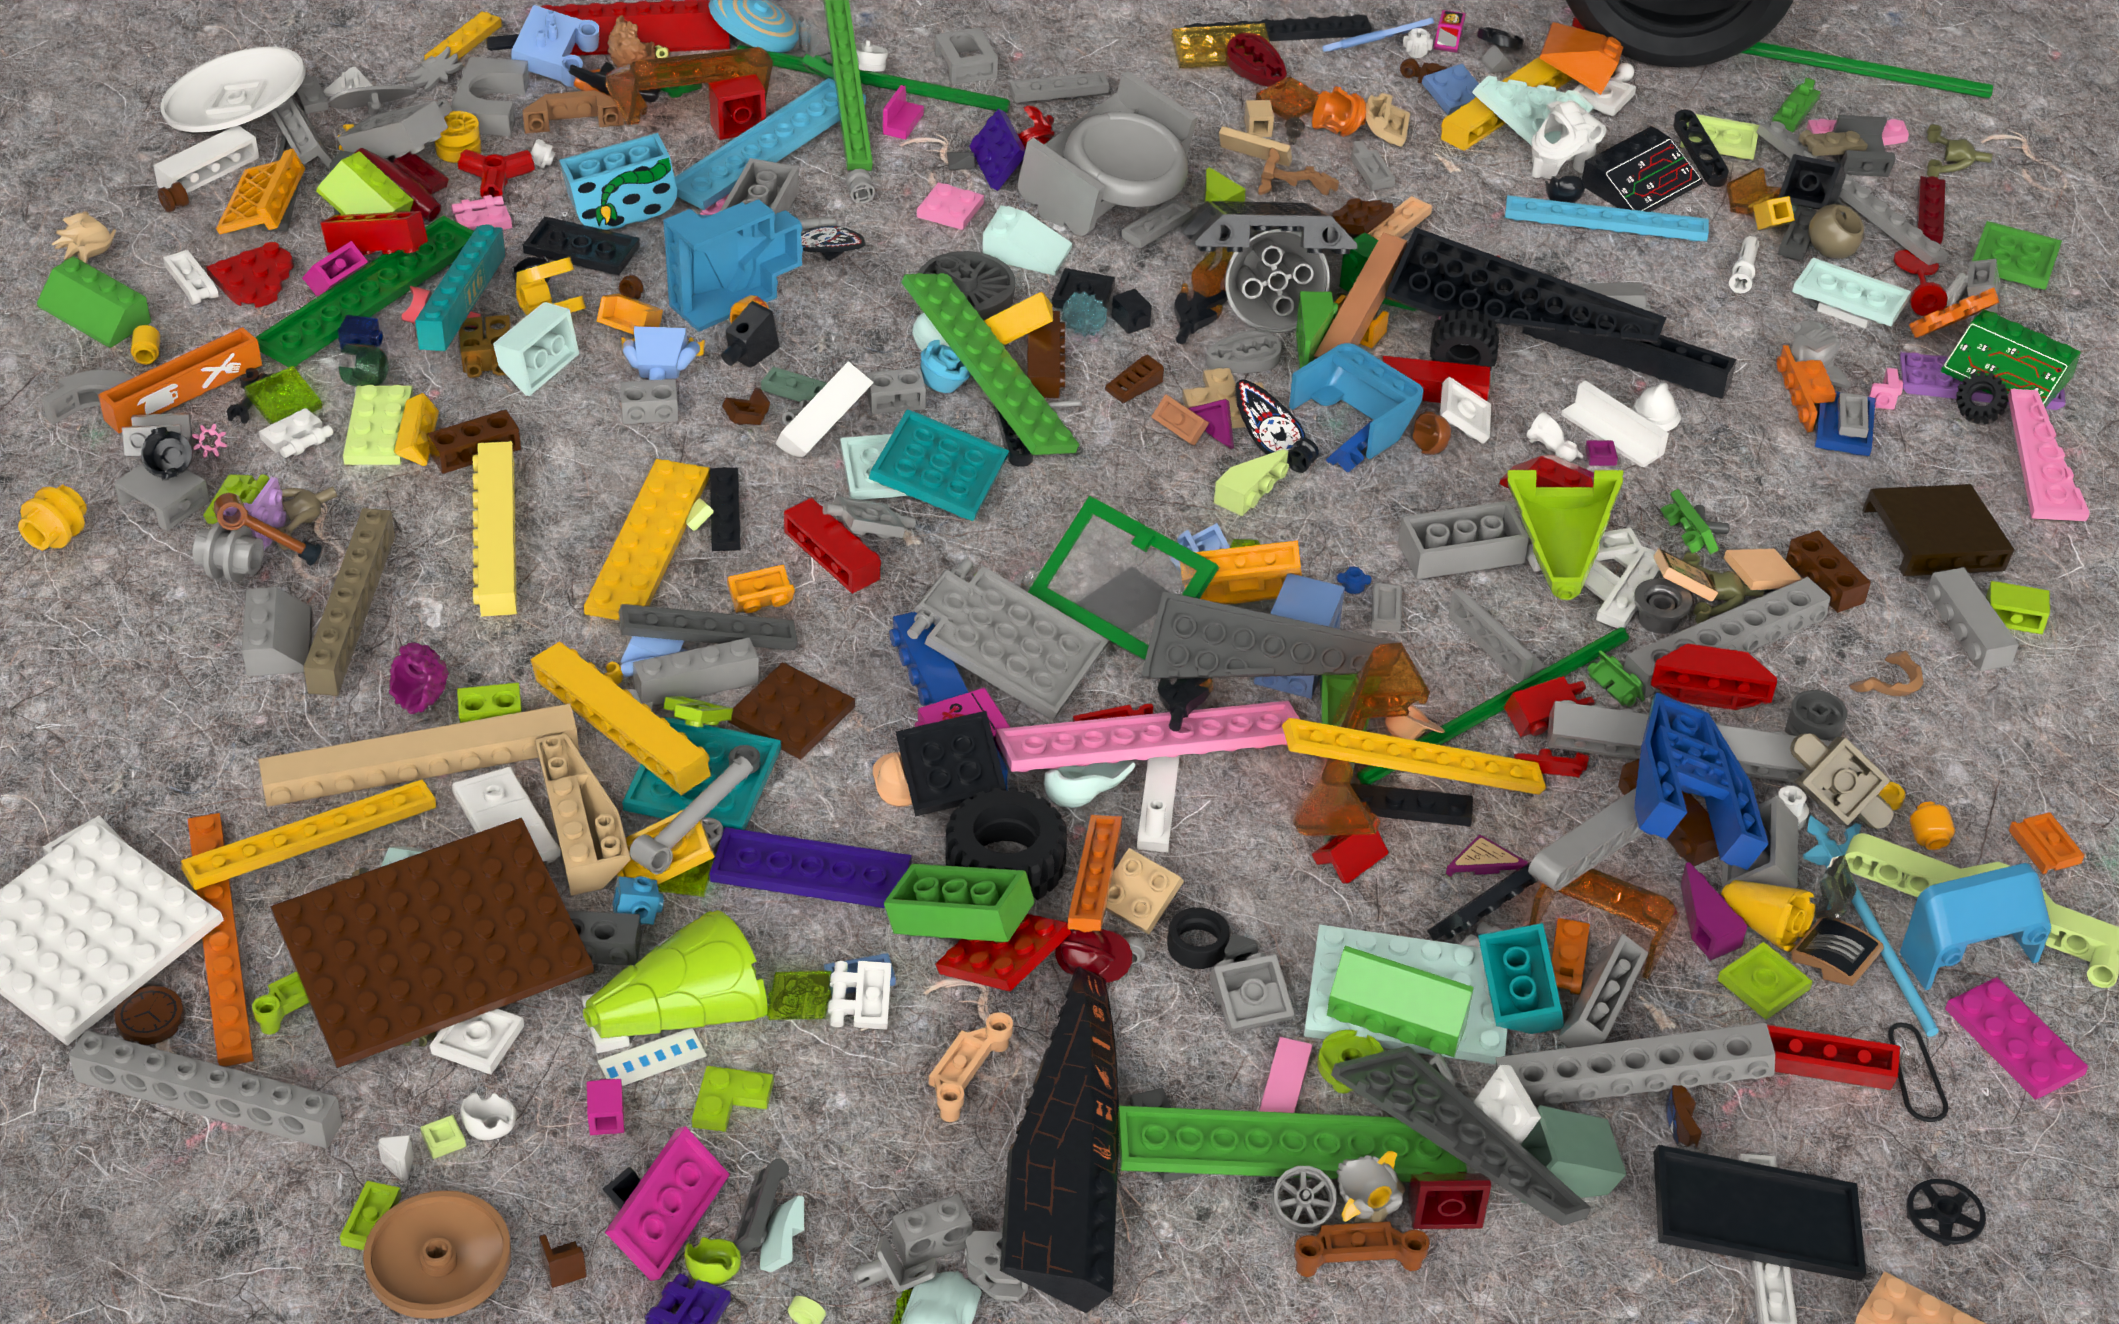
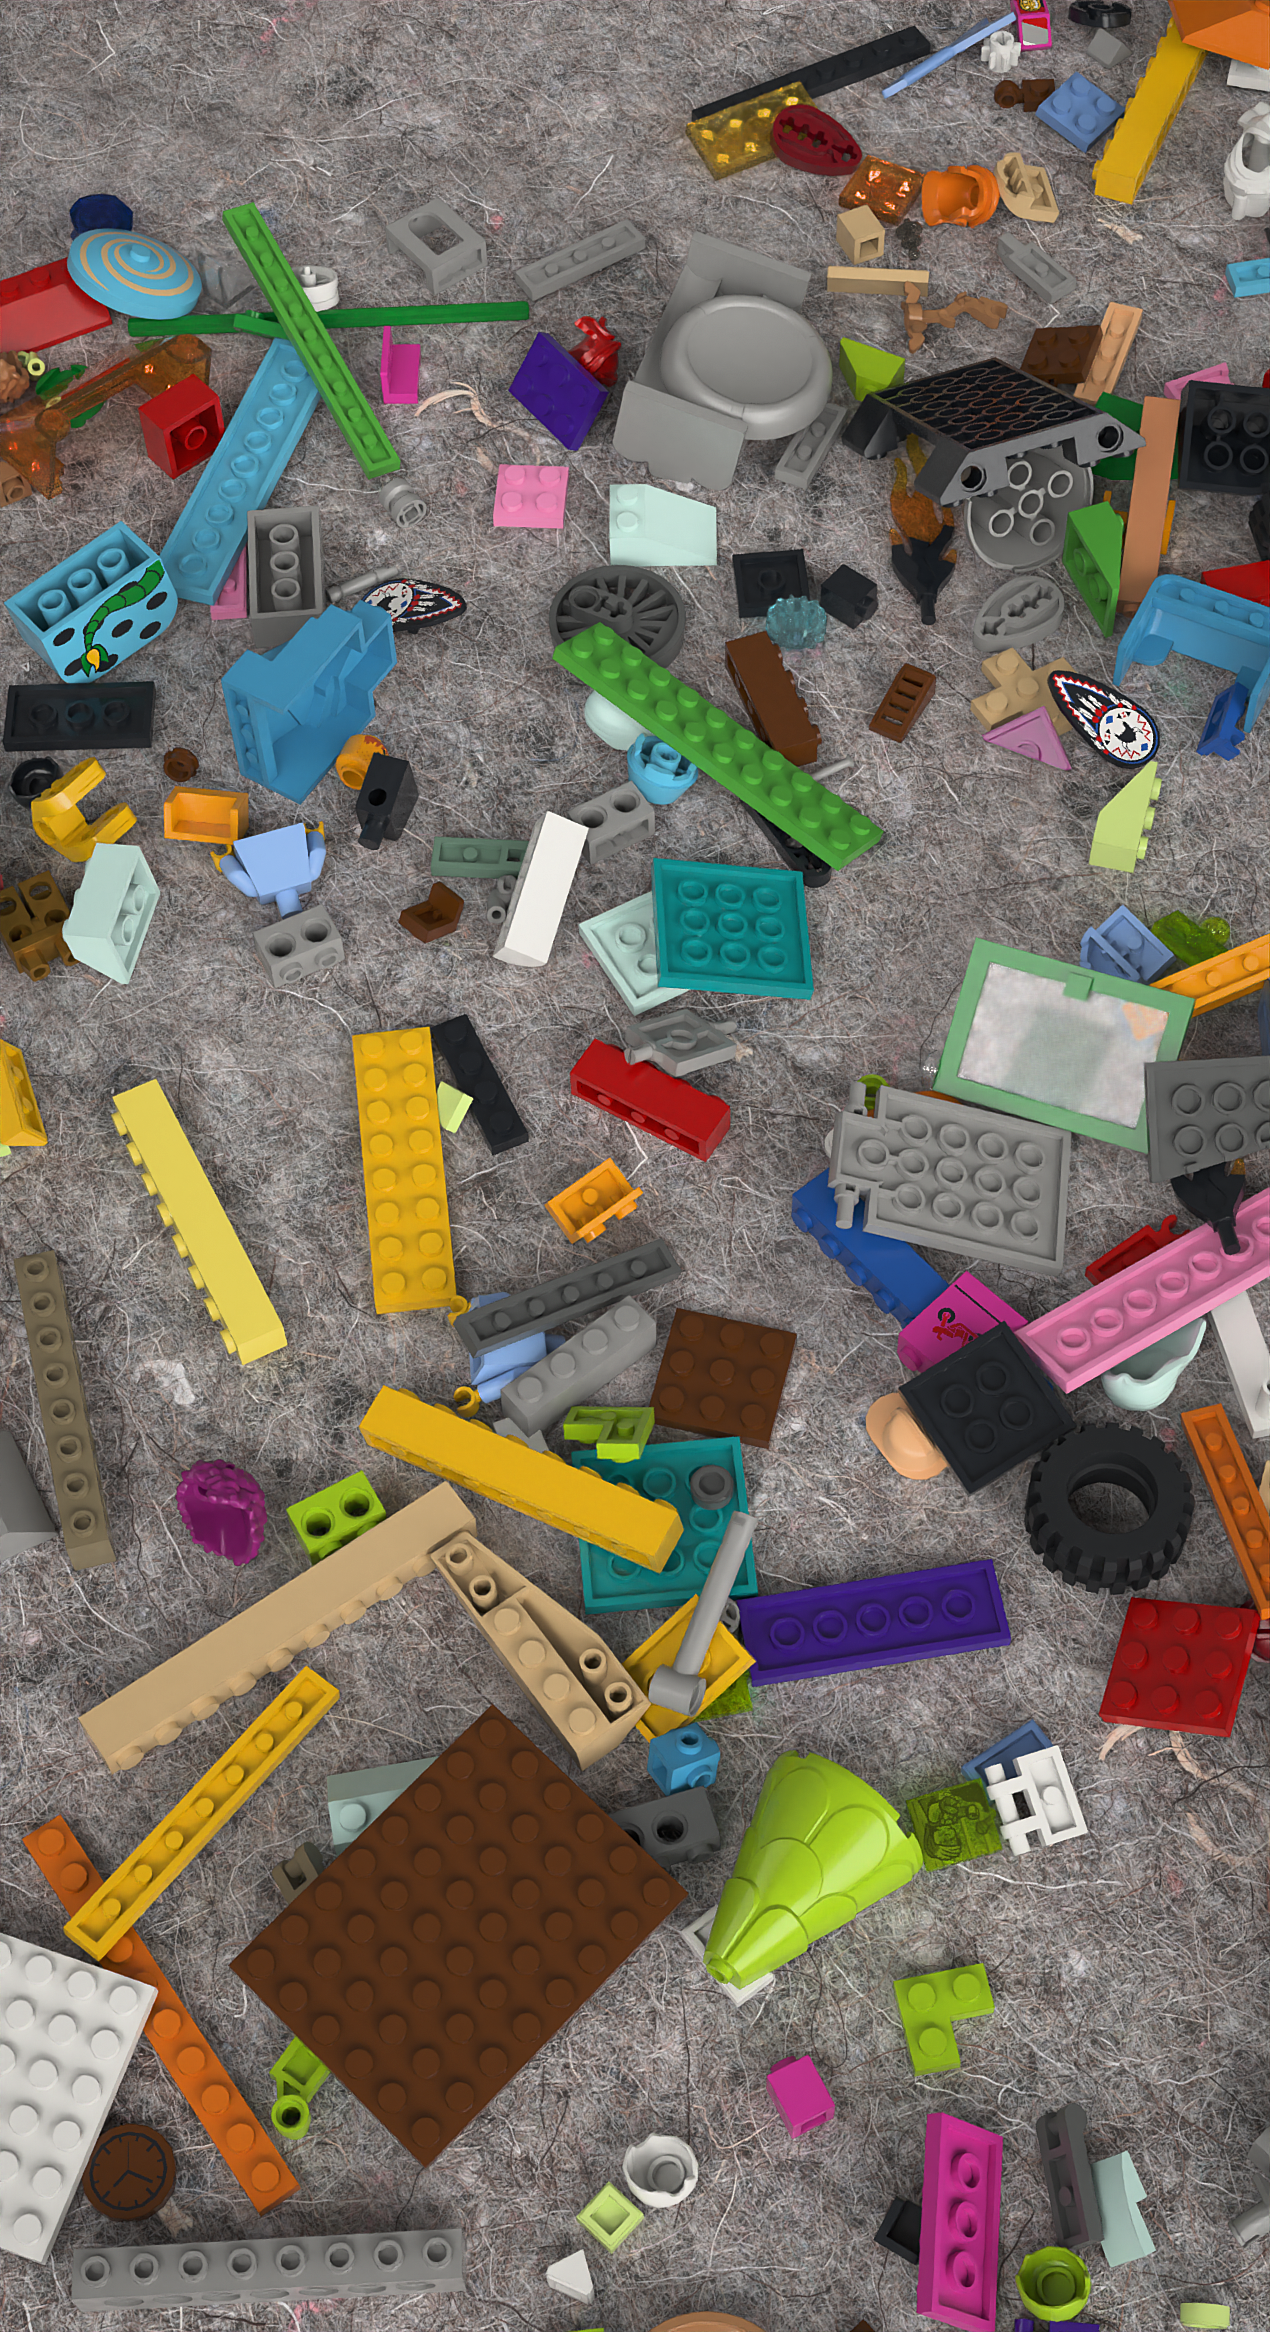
camera: 15 degrees left, 15 degrees up
(456, 444) = (90, 1105): reddish brown brick -> none
(479, 1040) = (585, 2053): white plate -> none
(498, 799) = (439, 1680): white container -> none
(653, 1057) = (811, 1990): white sticker -> none
(959, 902) = (1103, 1624): bright green brick -> none
(960, 160) = (508, 416): dark grey slope -> none
(964, 1060) = (1206, 1858): light nougat plate -> none
(1021, 318) = (727, 662): yellow slope -> none
(1180, 419) = (992, 751): nougat plate -> none
(1302, 455) = (1170, 754): black wheel -> none
(1524, 106) = (1197, 118): light aqua plate -> none

